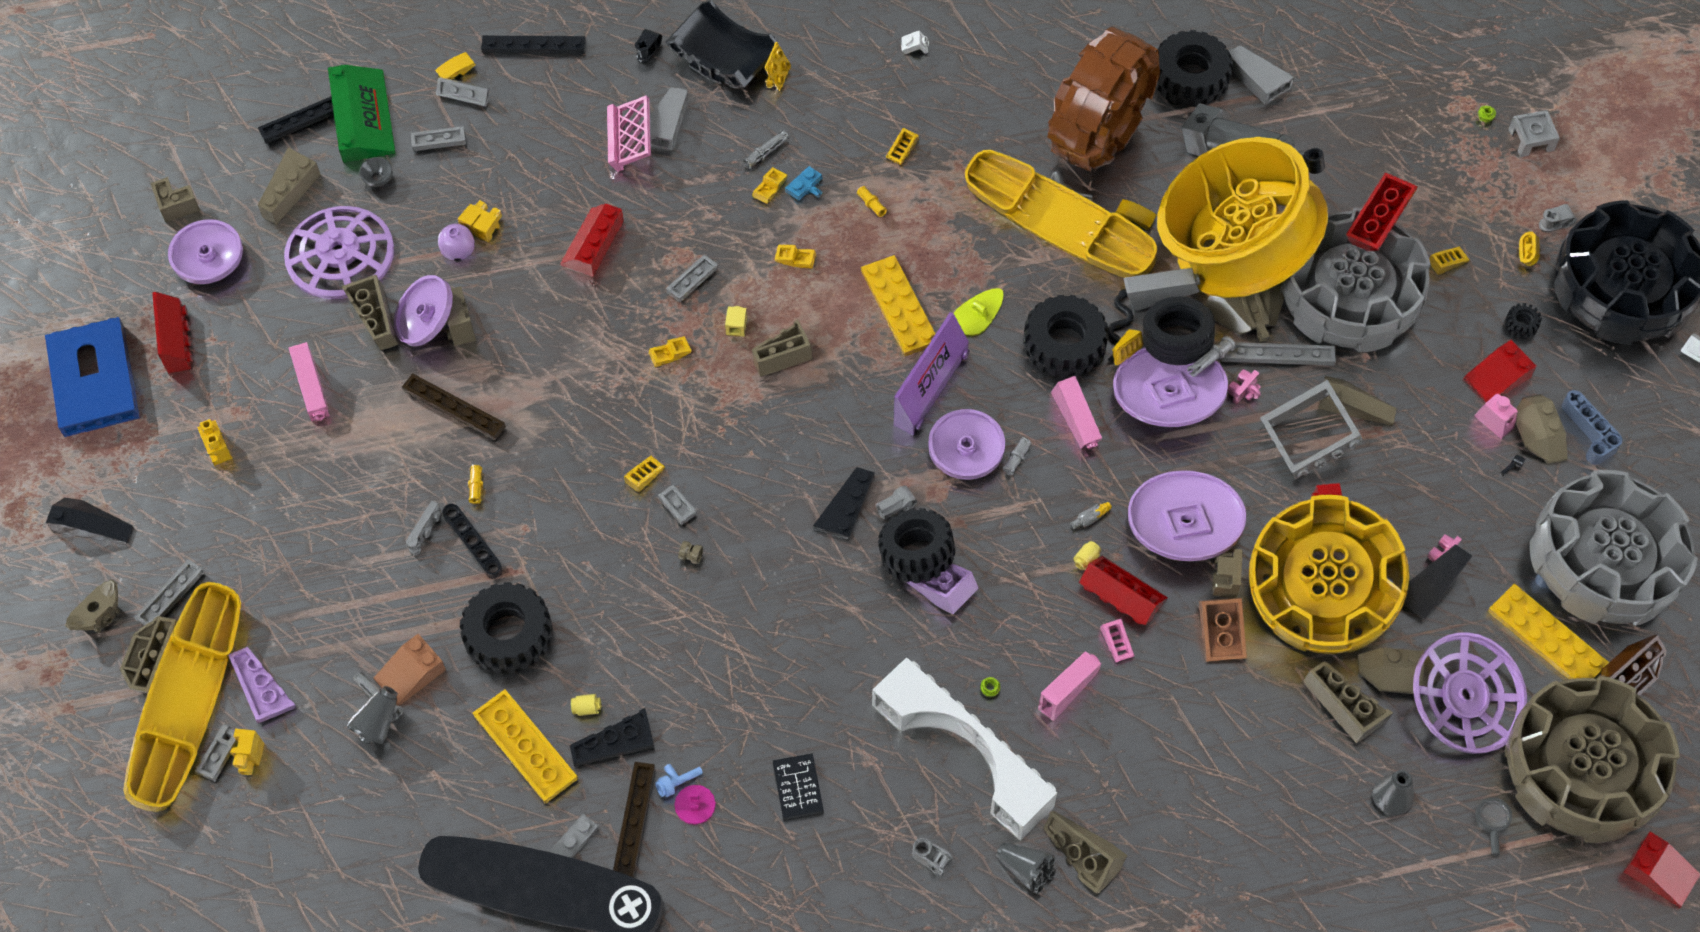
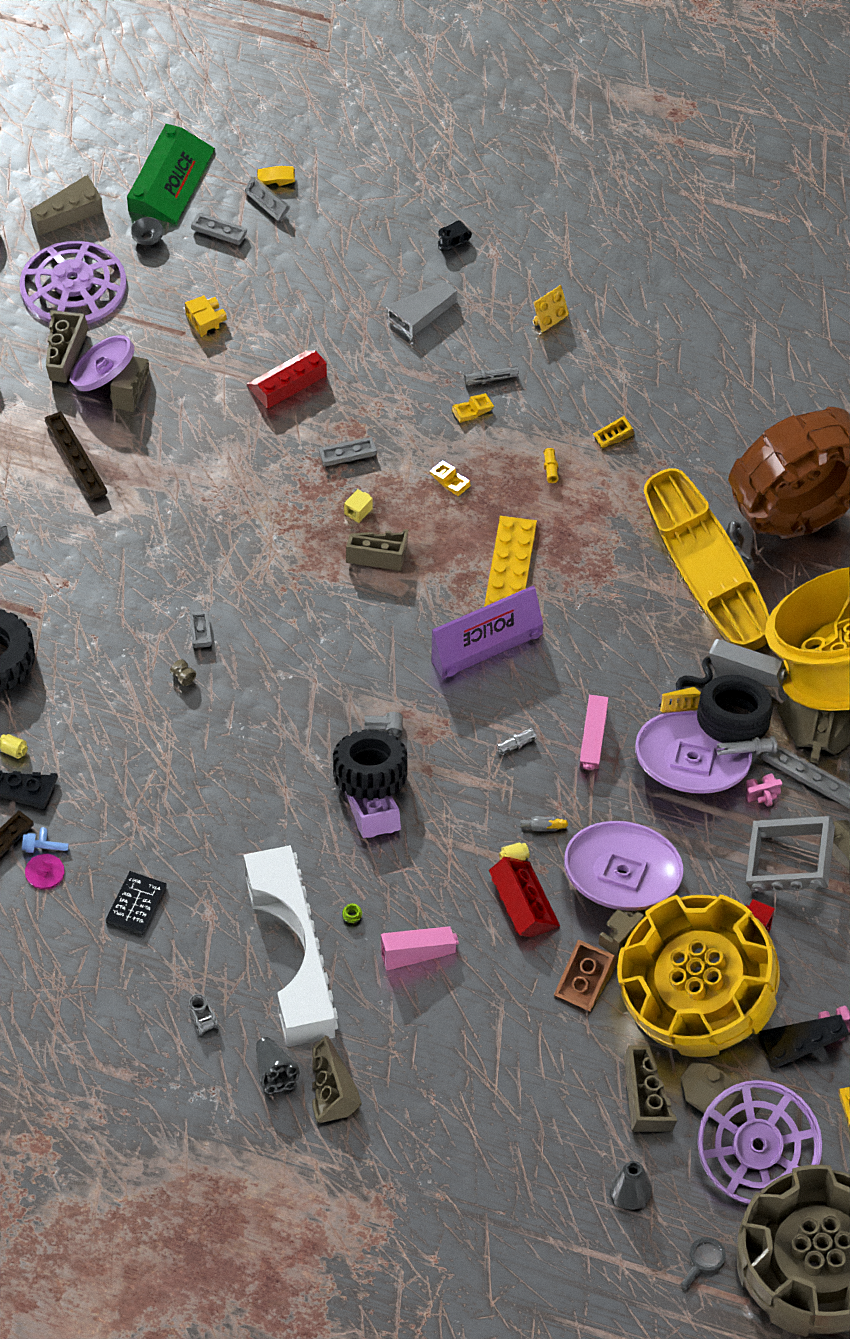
camera: 30 degrees right, 5 degrees down
(297, 120) = (111, 156): black plate -> none
(456, 242) = (173, 322): lavender cylinder -> none
(473, 549) = (15, 577): black beam -> none
(475, 484) = (49, 526): yellow pin -> none
(533, 44) = (357, 188): black plate -> none
(616, 135) = (374, 296): bright pink fence -> none
(639, 485) = (182, 597): yellow slope -> none
(668, 353) = (285, 503): yellow slope -> none
(720, 46) = (513, 266): black panel -> none
(805, 184) = (504, 422): dark azure plate -> none
(844, 509) = (339, 706): black wing -> none
(914, 42) = (693, 347): white bracket -> none
(966, 444) = (478, 707): lavender dish -> none
(979, 311) = (575, 607): neon yellow shield -> none
(1065, 358) = (632, 686): black tyre -> none
(1118, 624) = (490, 920): bright pink slope -> none
(1136, 213) = (776, 589): yellow slope -> none

